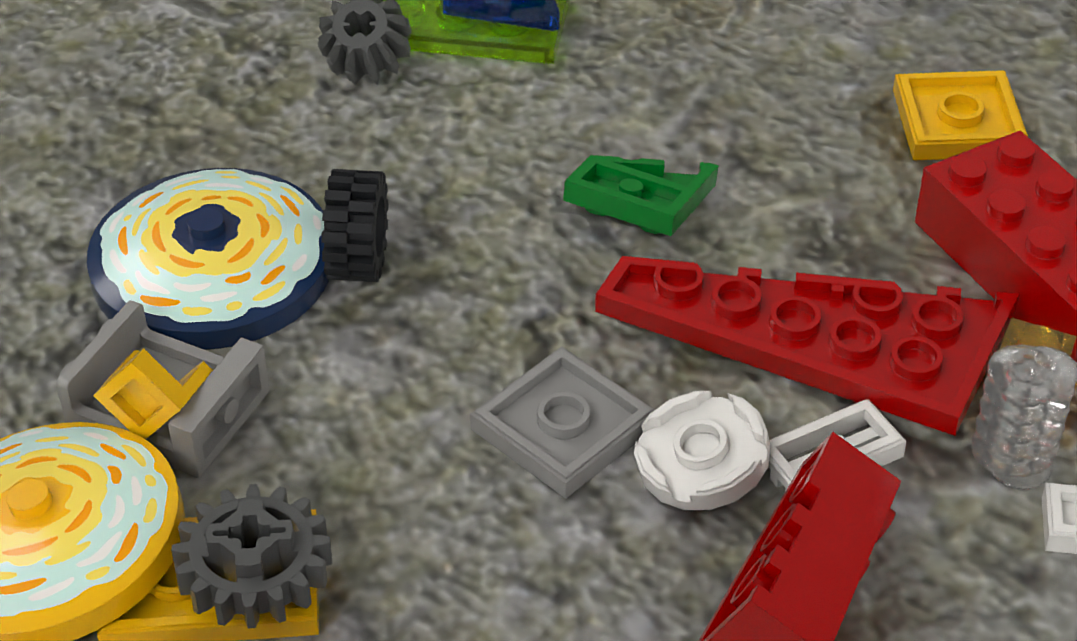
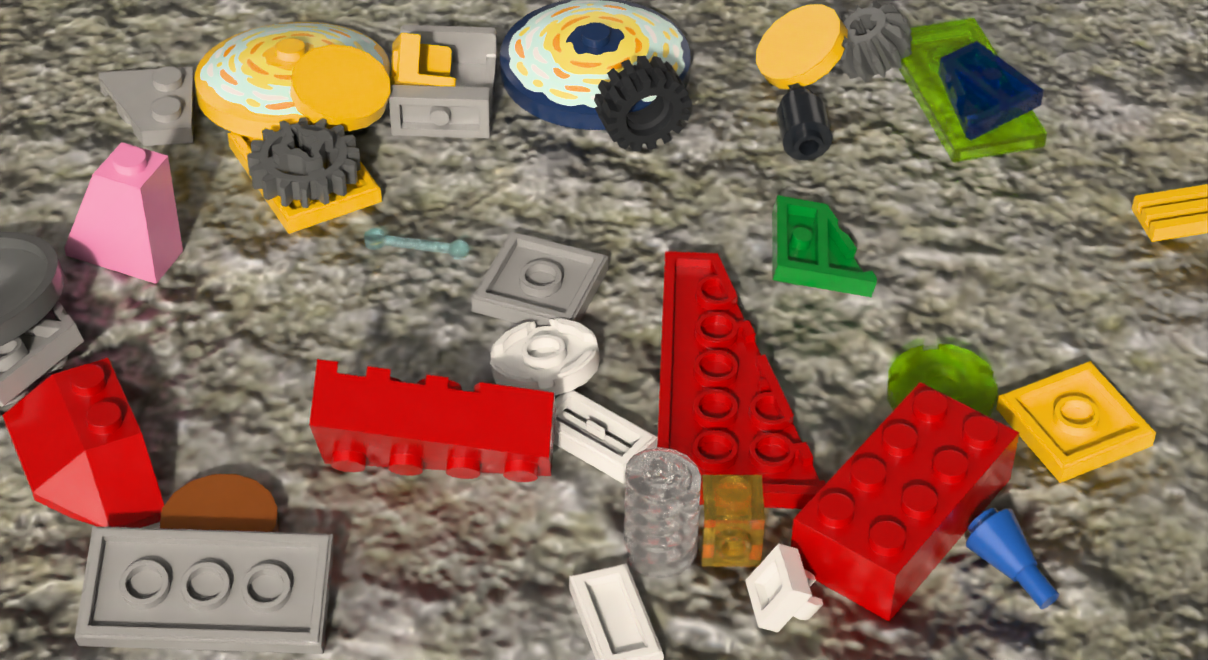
camera: 65 degrees right, 0 degrees up
(147, 470) = (340, 86): none -> yellow tile
(336, 85) = (801, 46): none -> yellow tile
(391, 545) = (376, 239): none -> clear light blue hinge
(452, 130) = (803, 125): none -> black brick
(873, 180) = (948, 370): none -> clear neon green tile

